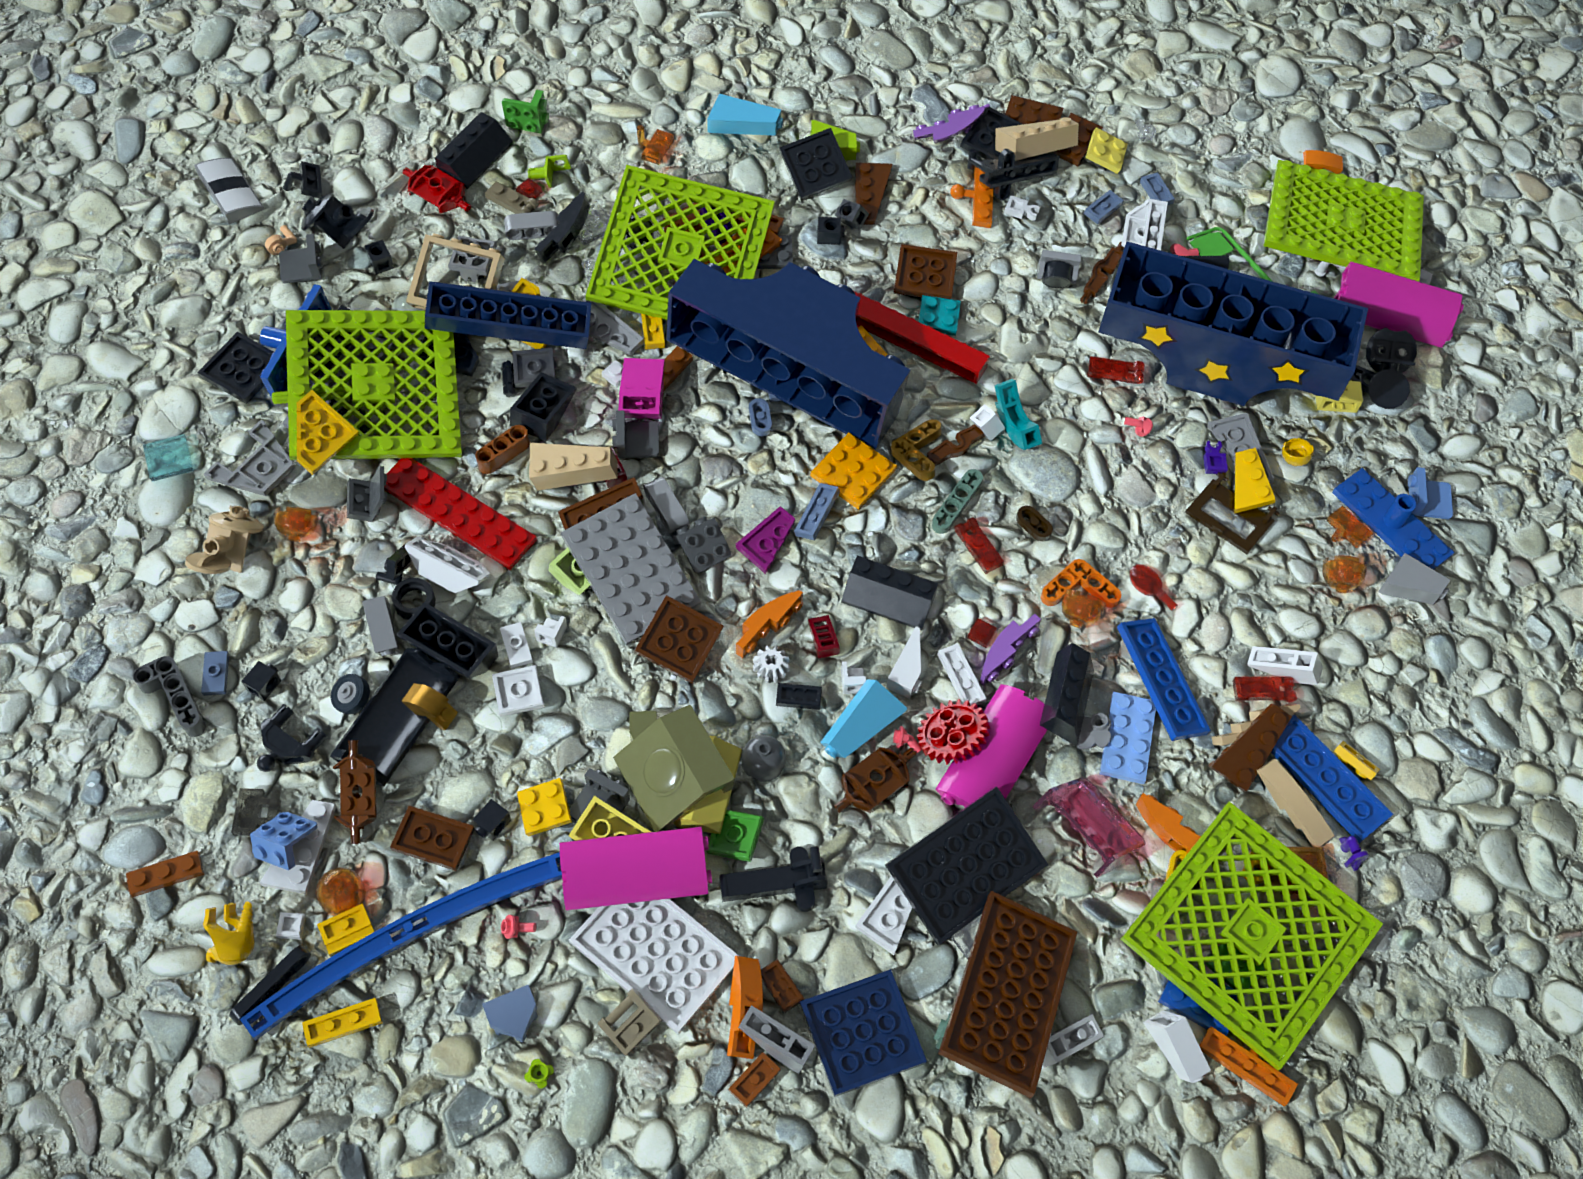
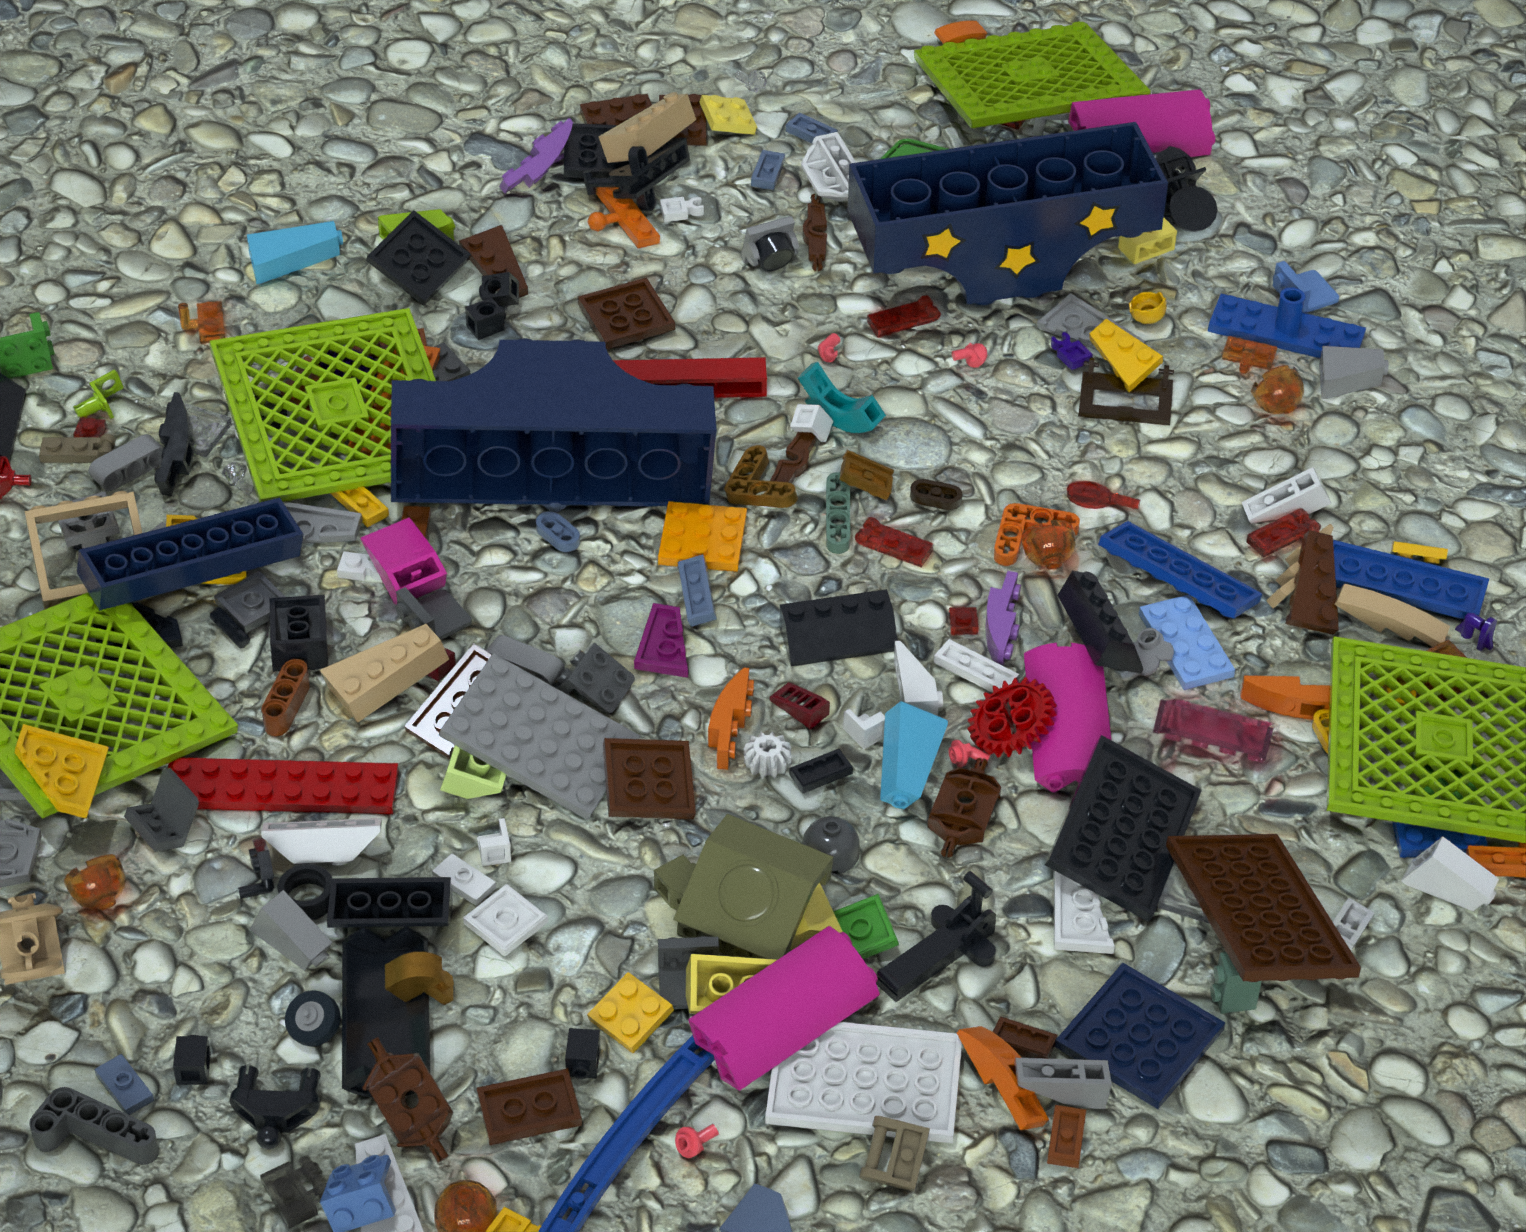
camera: 30 degrees left, 15 degrees down
(940, 314) = (673, 344): teal plate -> none
(995, 483) = (866, 475): none -> pearl gold plate
(1043, 367) = (826, 348): none -> coral arm

